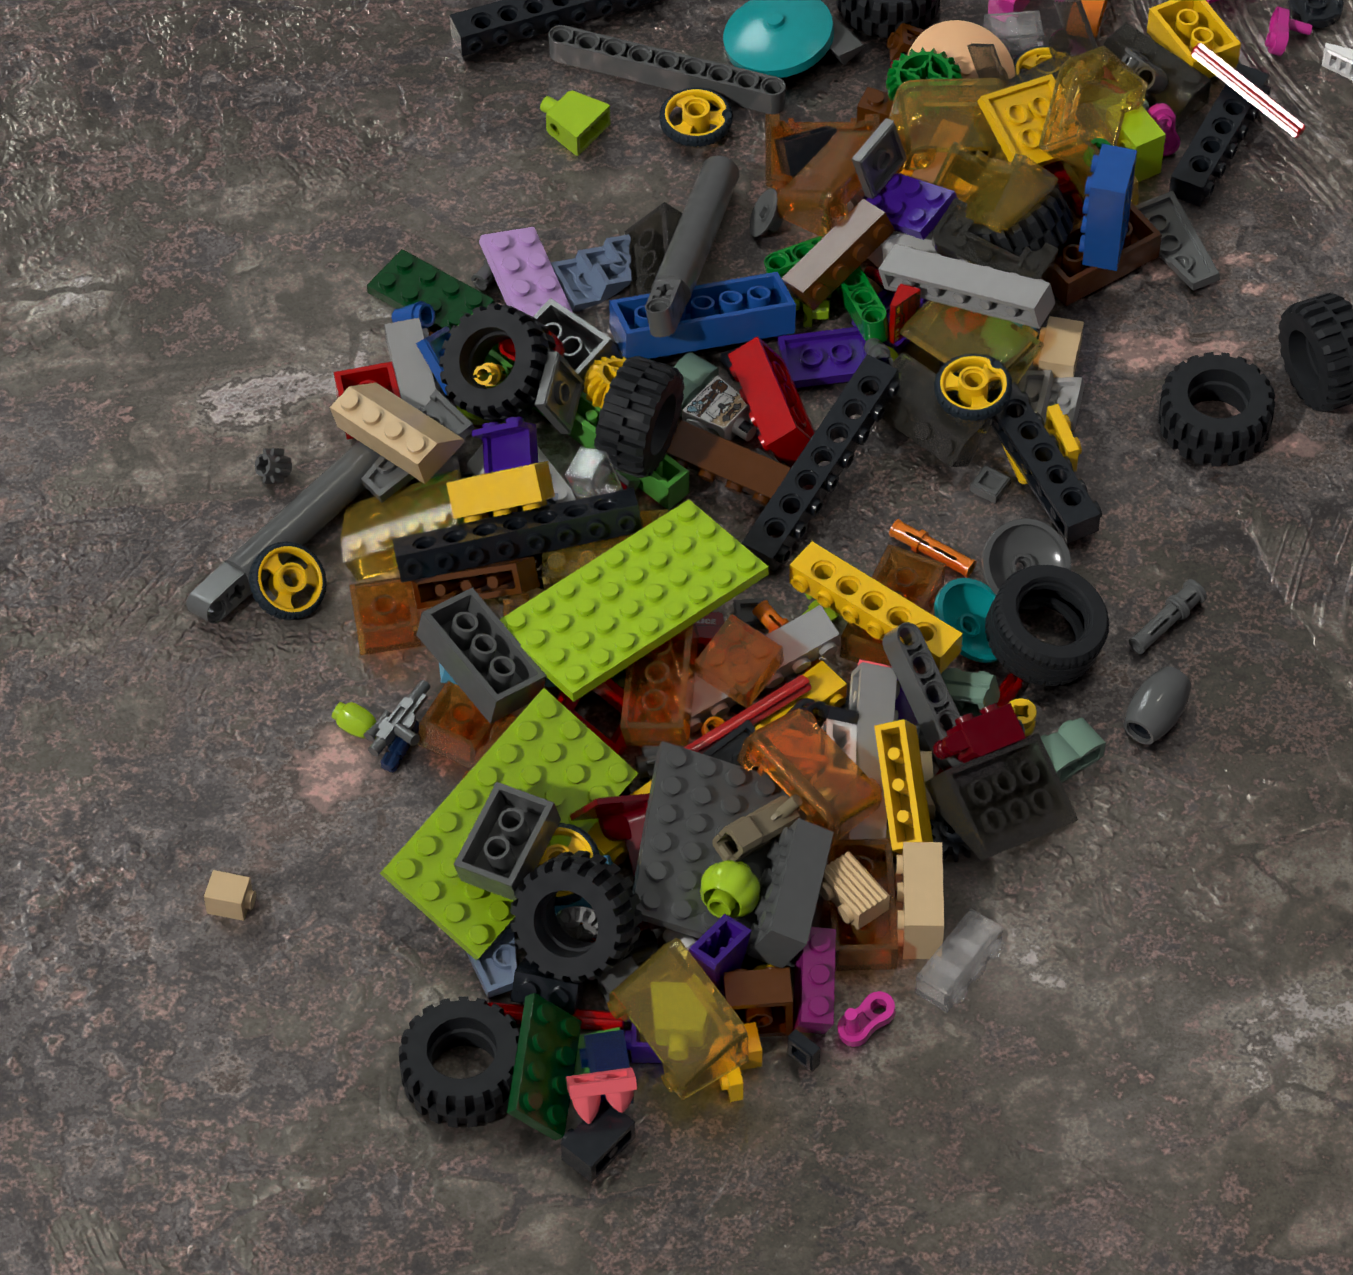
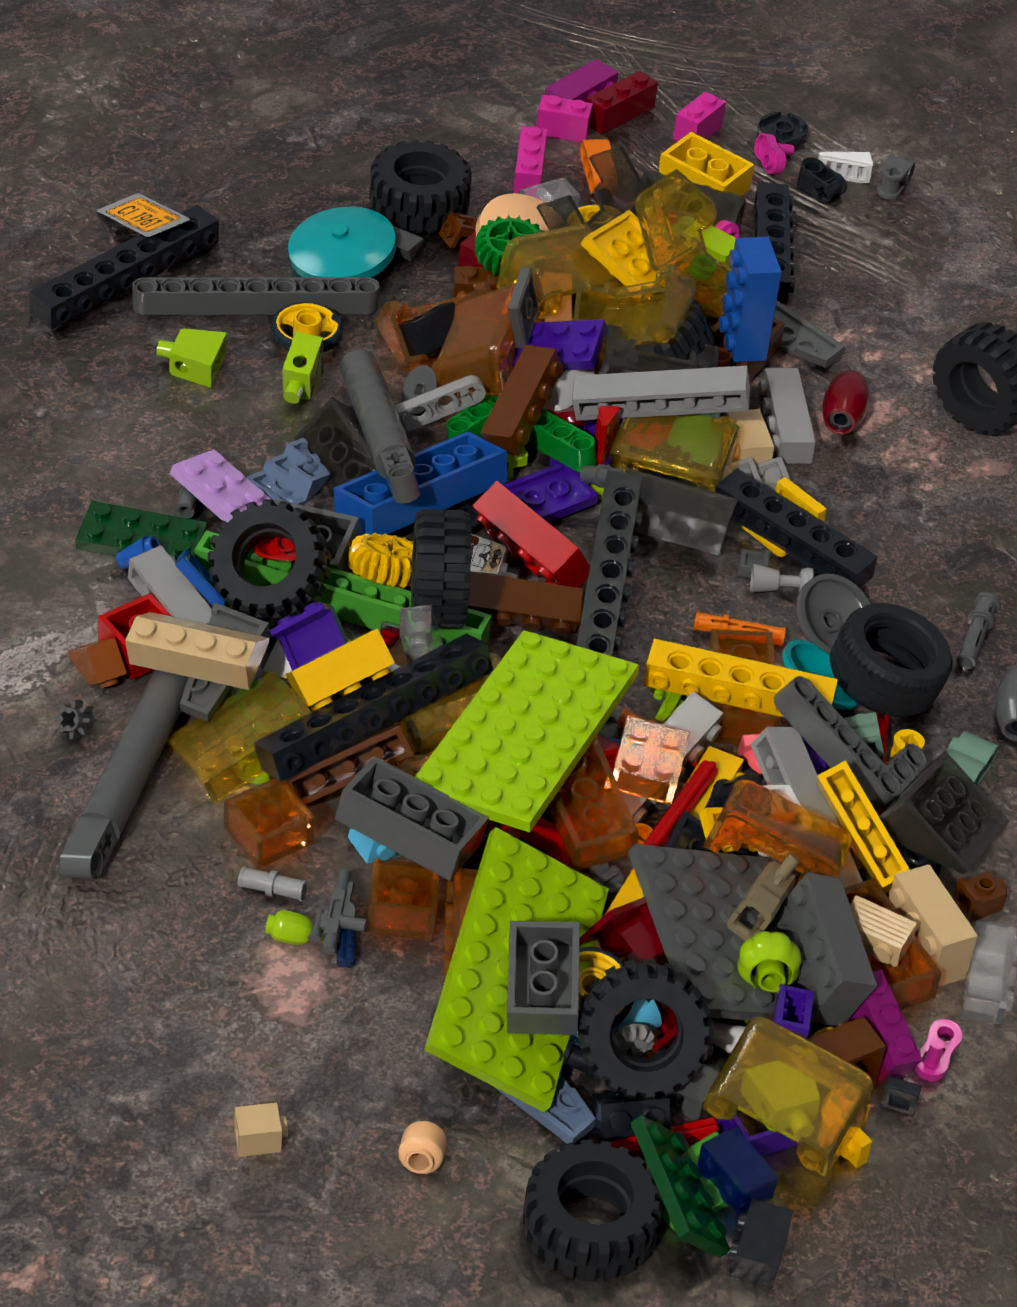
camera: 30 degrees left, 10 degrees down
(282, 605) = (151, 818): yellow wheel -> none
(319, 416) = (99, 662): none -> dark orange slope
(356, 957) = (422, 1147): none -> light nougat head
(362, 673) = (272, 883): none -> light grey pin
(487, 368) = (270, 566): yellow pin -> none
(559, 393) = (341, 572): dark grey tile -> none
(587, 1090) = (763, 1177): coral tile -> none
(663, 161) = (298, 379): none -> lime torso
(729, 237) = (435, 411): none -> light grey beam
(838, 713) = (770, 778): black tile -> none
(972, 386) = (711, 477): yellow wheel -> none
(980, 734) = (903, 762): dark red hinge -> none
(990, 505) = (769, 579): none -> light grey piece
(999, 885) = (980, 896): none -> reddish brown brick
(1116, 334) = (787, 415): none -> light grey brick
(1181, 335) = (845, 402): none -> dark red piece
(1208, 437) = (908, 474): black tyre -> none
(1248, 90) = (782, 198): axle -> none
(1314, 74) = (817, 180): none -> black piece

